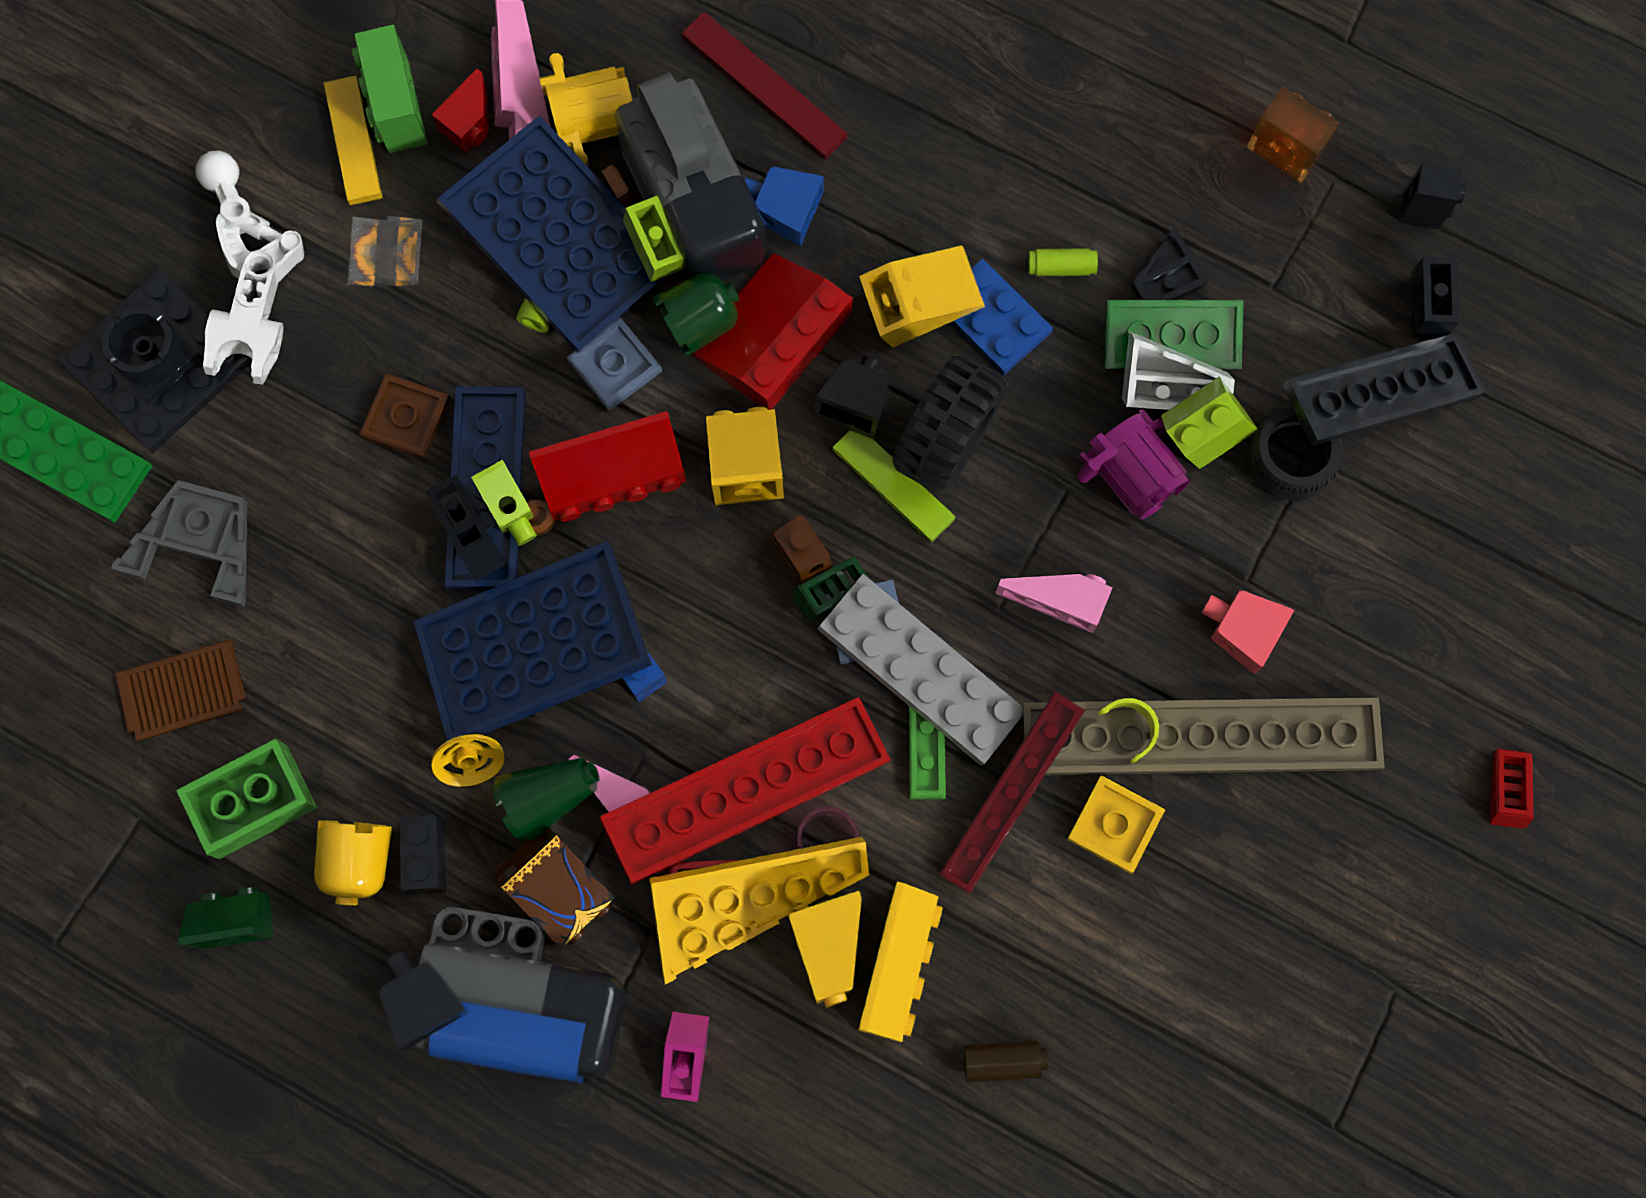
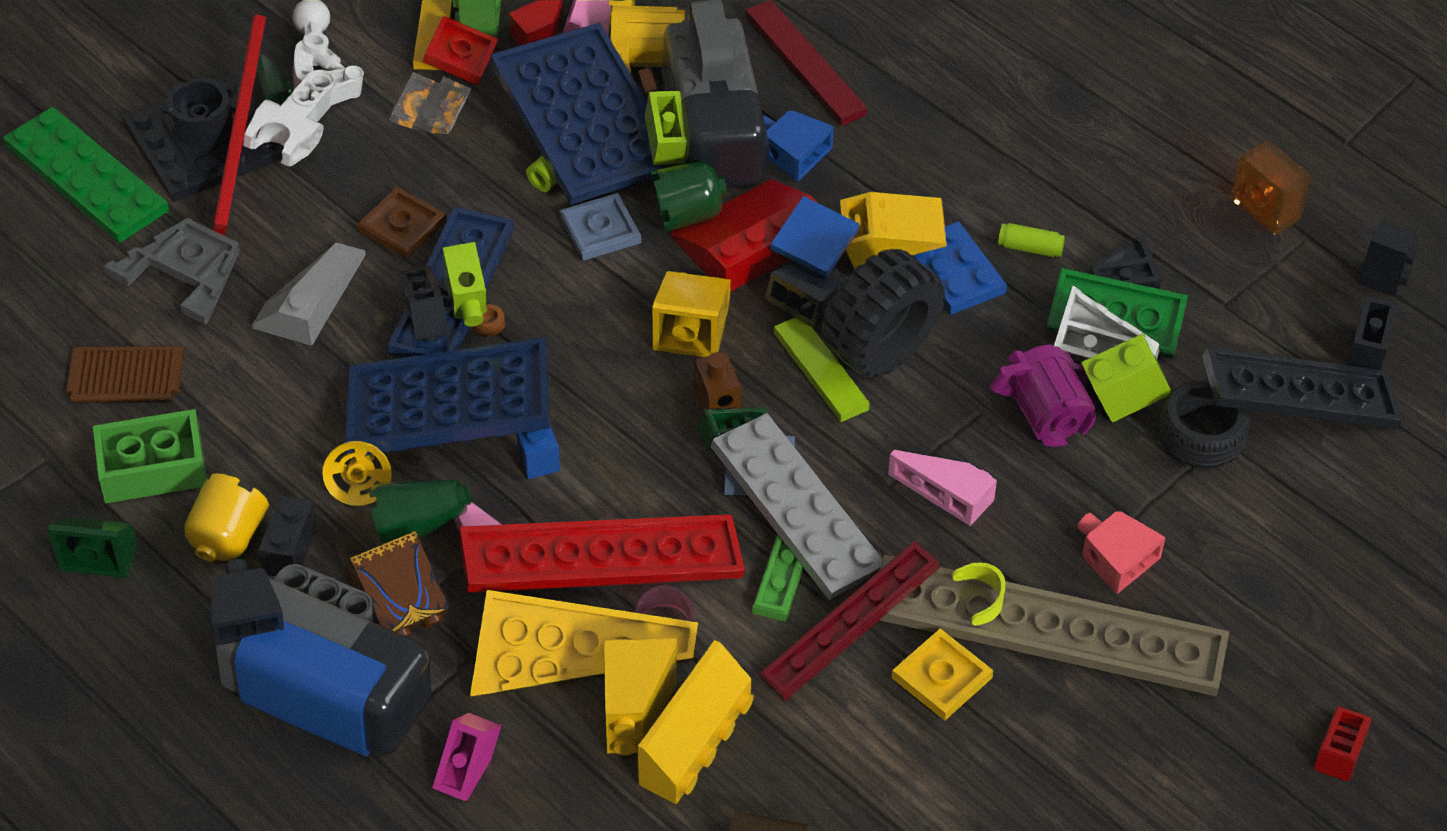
camera: 15 degrees right, 25 degrees down
(192, 352) = (239, 125): none -> red tile
(207, 271) = (273, 82): none -> clear green slope
(339, 542) = (309, 298): none -> light grey wedge
(394, 174) = (460, 50): none -> red plate
(609, 467) = (566, 280): red slope -> none
(849, 337) = (815, 236): none -> blue tile

